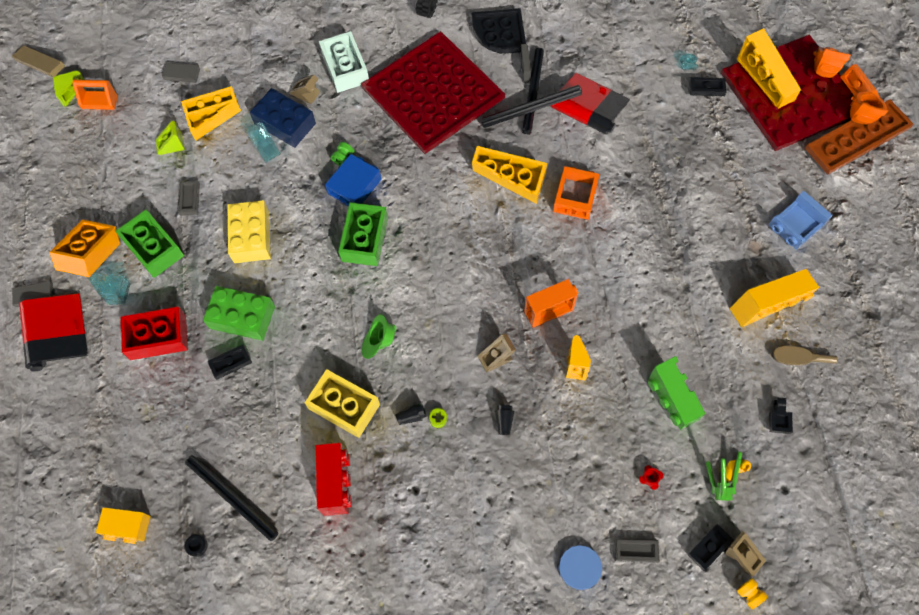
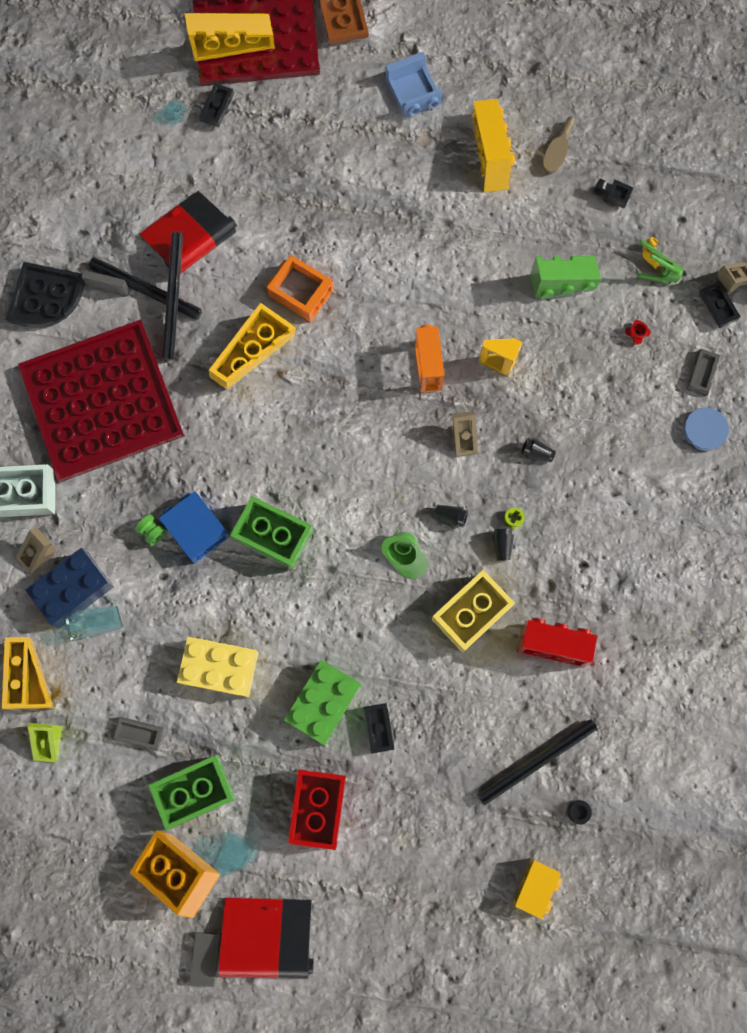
camera: 75 degrees left, 10 degrees up
(423, 365) = (452, 515): none -> black cone

